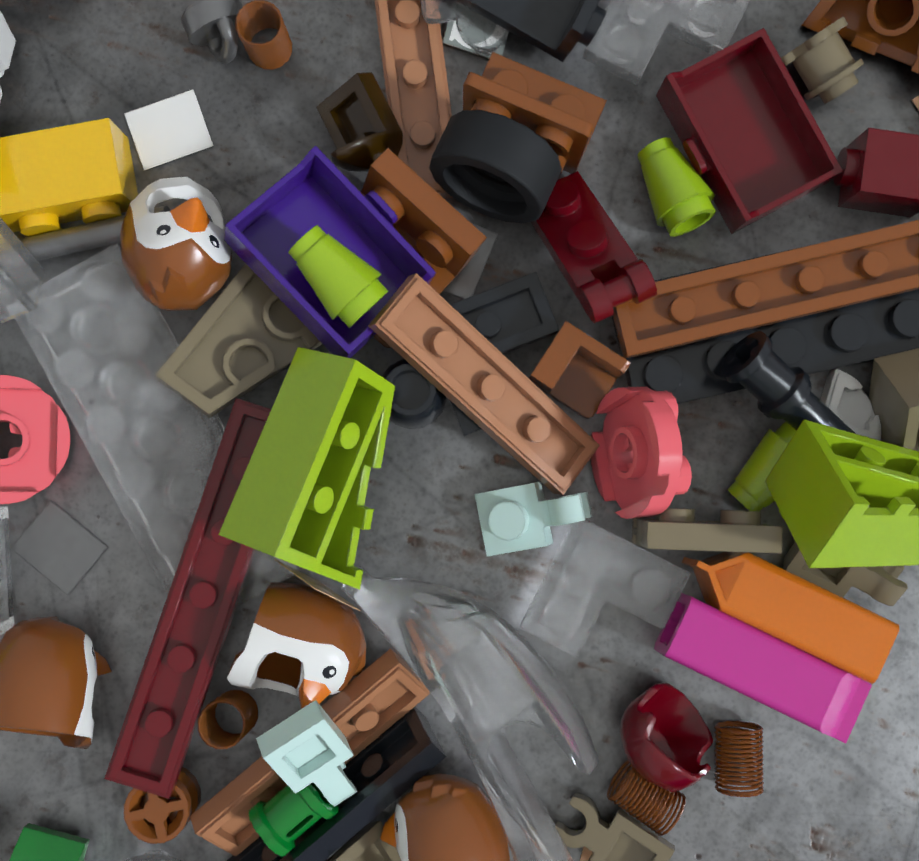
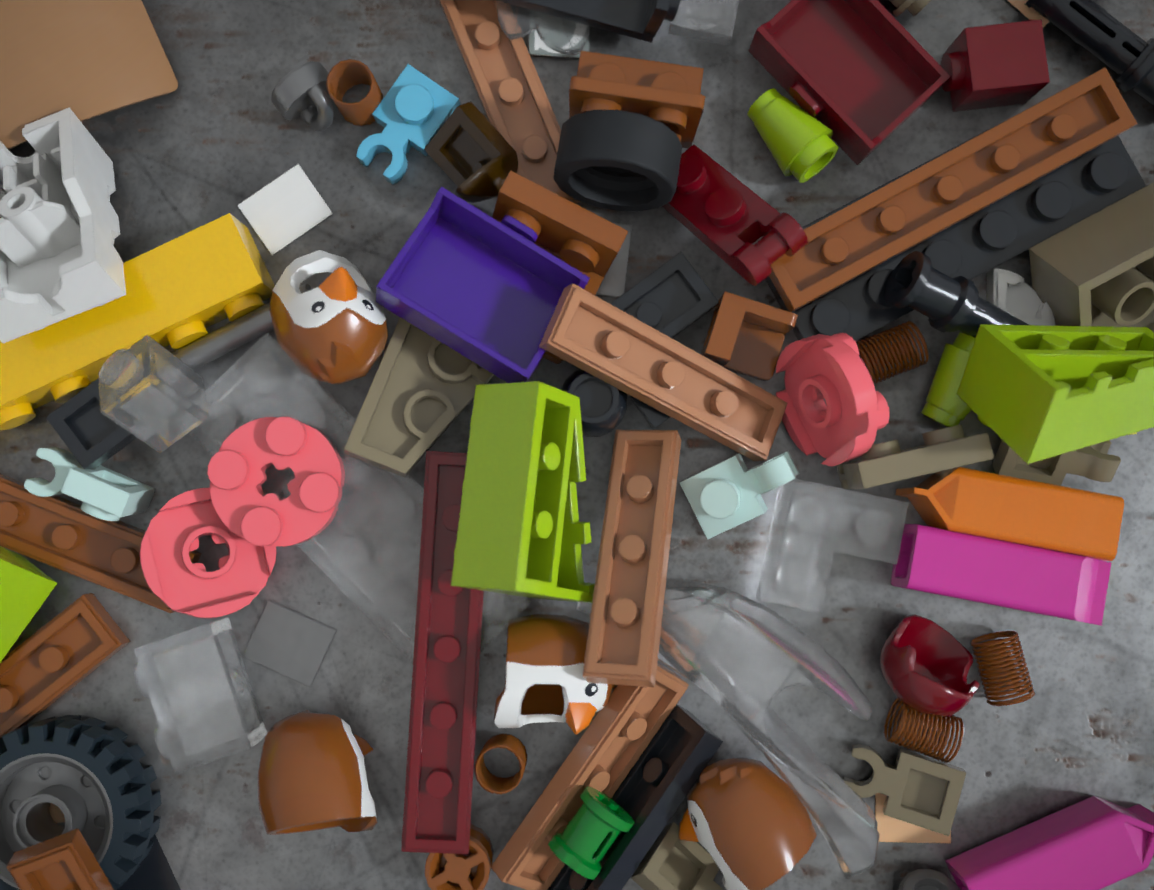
camera: 15 degrees left, 0 degrees up
(51, 369) = (240, 470): none -> coral plate
(309, 751) = (594, 770): light aqua plate -> none
(311, 74) = (410, 118): none -> medium azure plate
(317, 585) = (551, 609): light nougat sticker -> none
(337, 275) = (498, 306): lime cone -> none
(406, 557) = (633, 559): none -> nougat tile
(695, 423) = (893, 353): none -> dark orange piece

